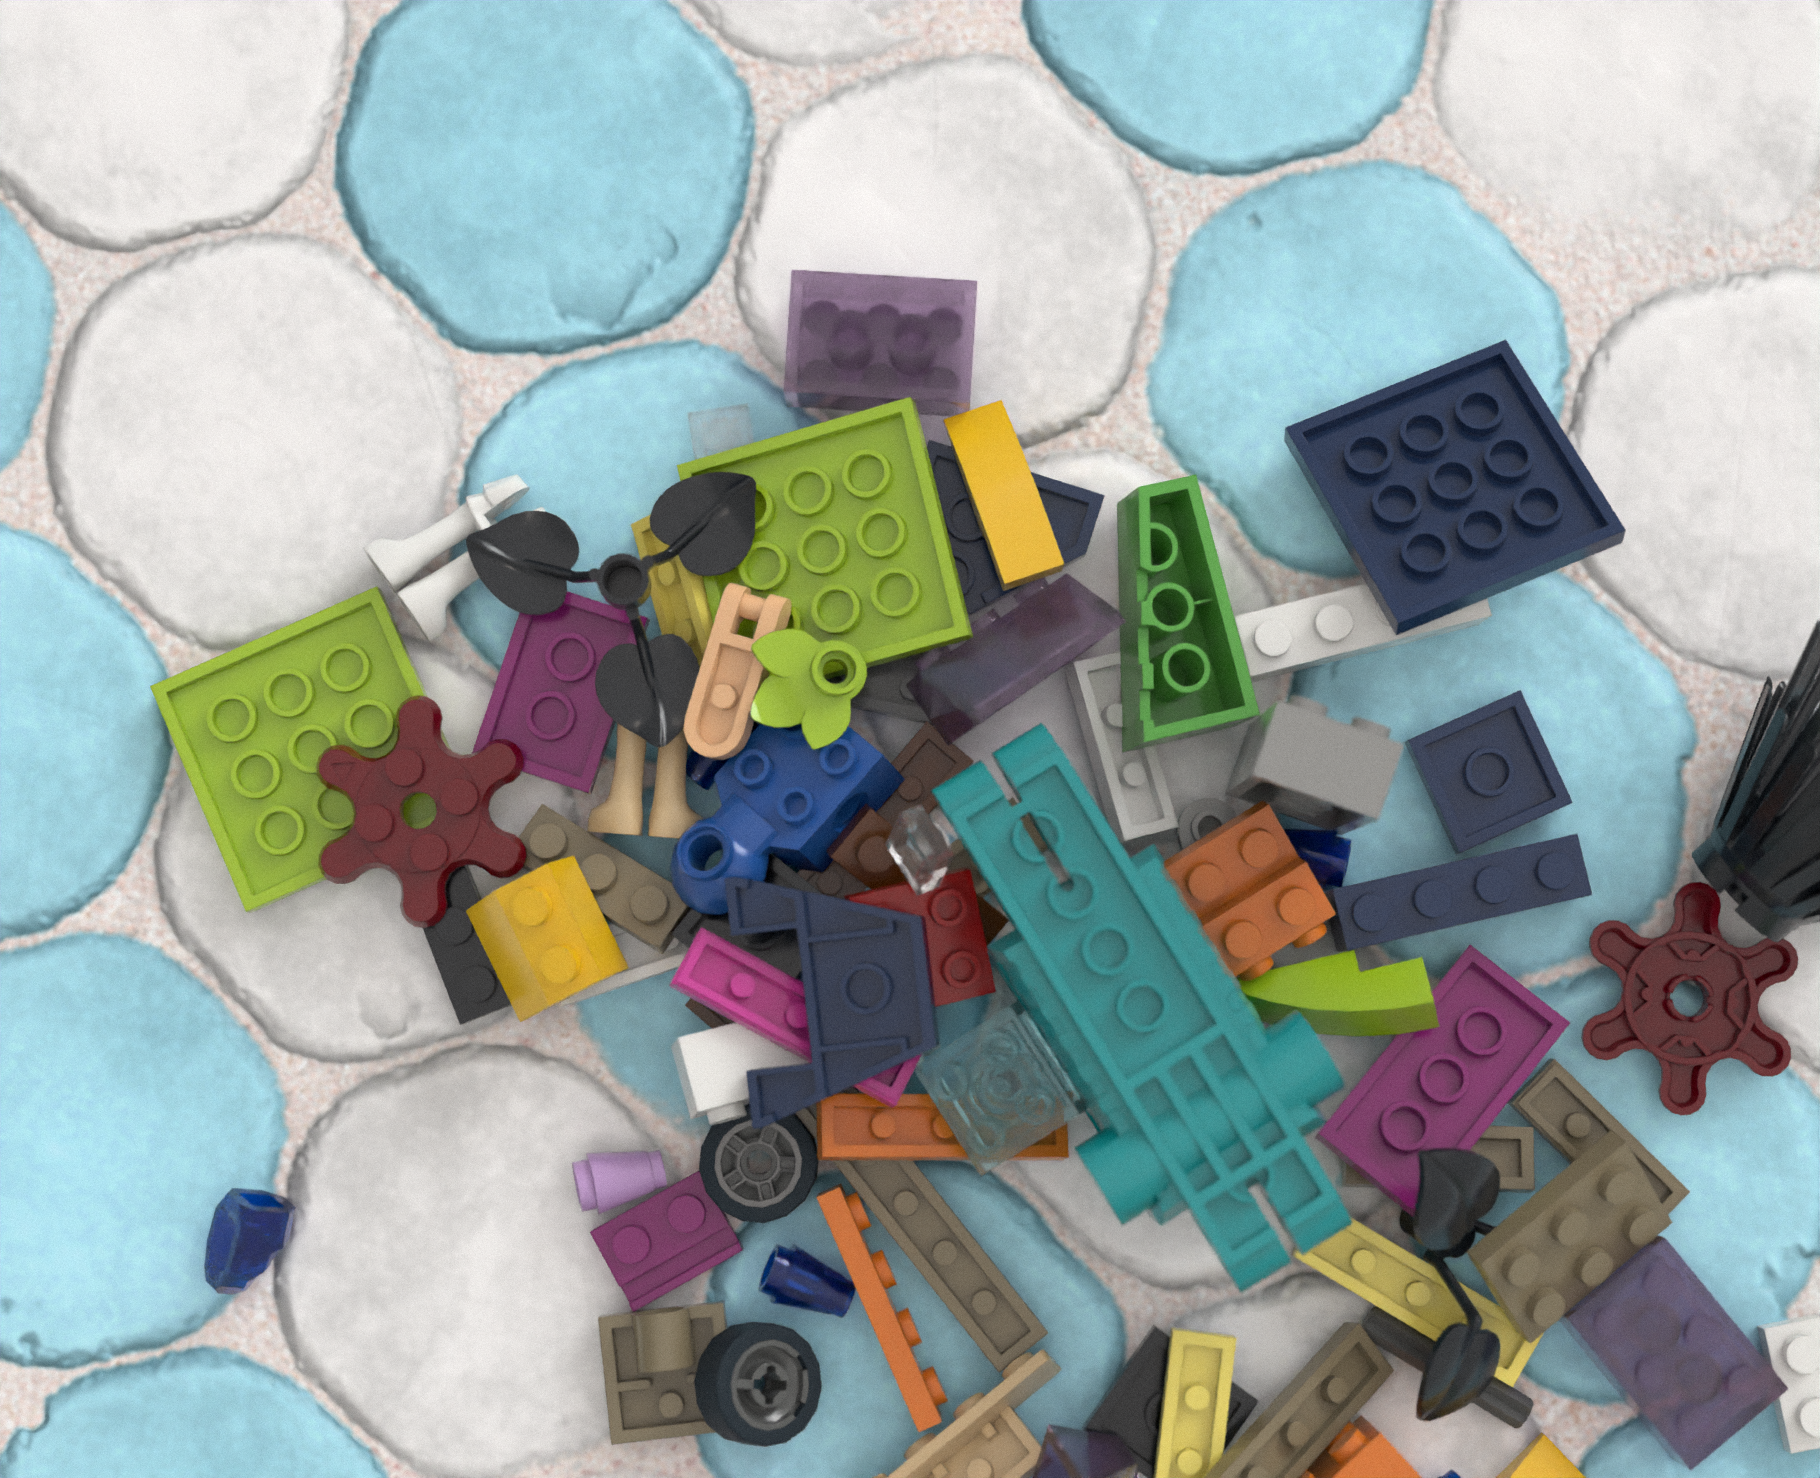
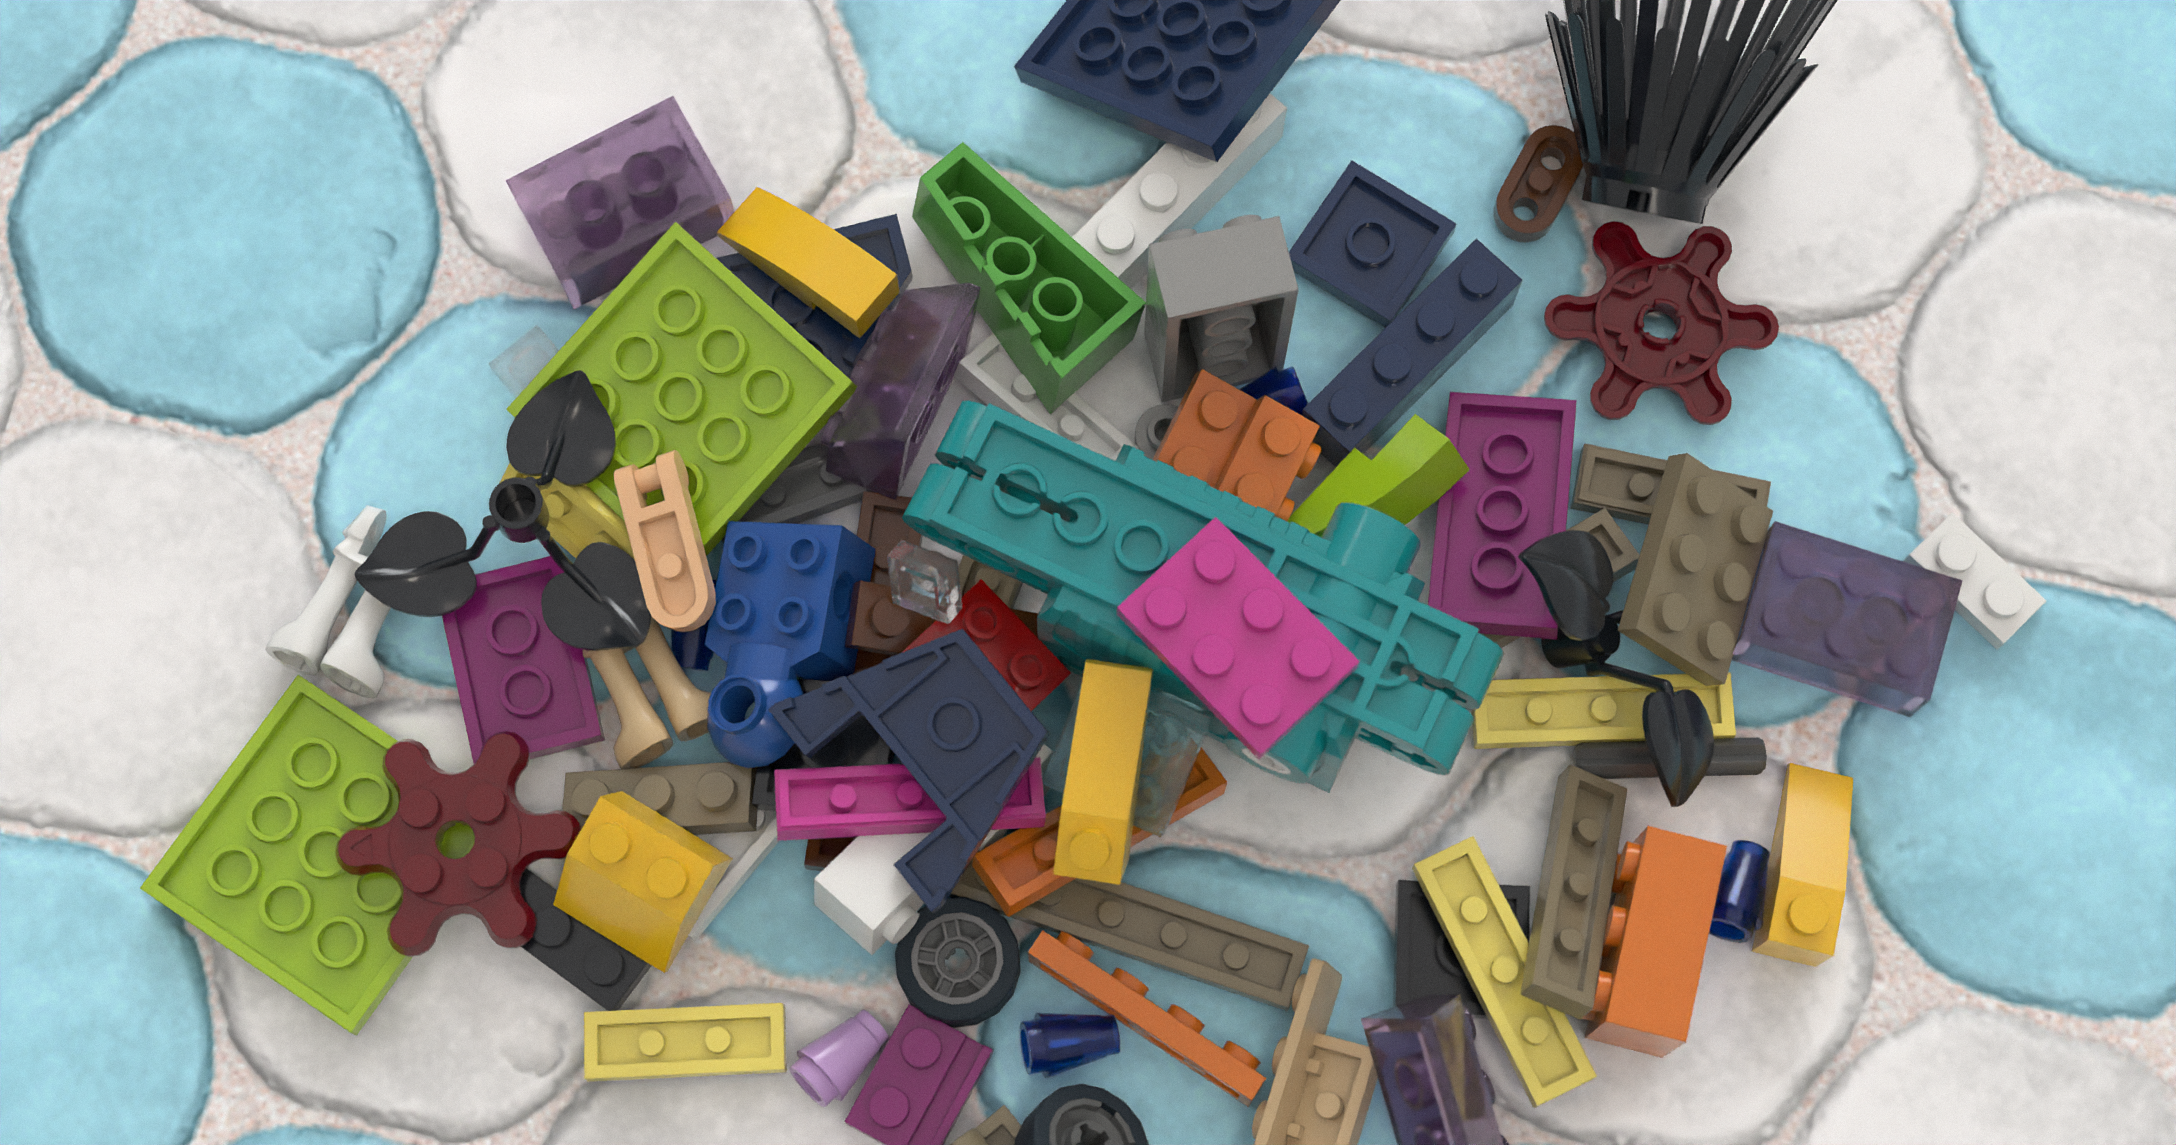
camera: 35 degrees left, 10 degrees down
(503, 1087) = (685, 1042): none -> light yellow plate
(798, 689) = (730, 515): lime plate -> none
(962, 1106) = (1103, 772): none -> yellow slope
(1135, 1081) = (1237, 638): none -> dark pink plate
(1665, 809) = (1536, 186): none -> reddish brown plate

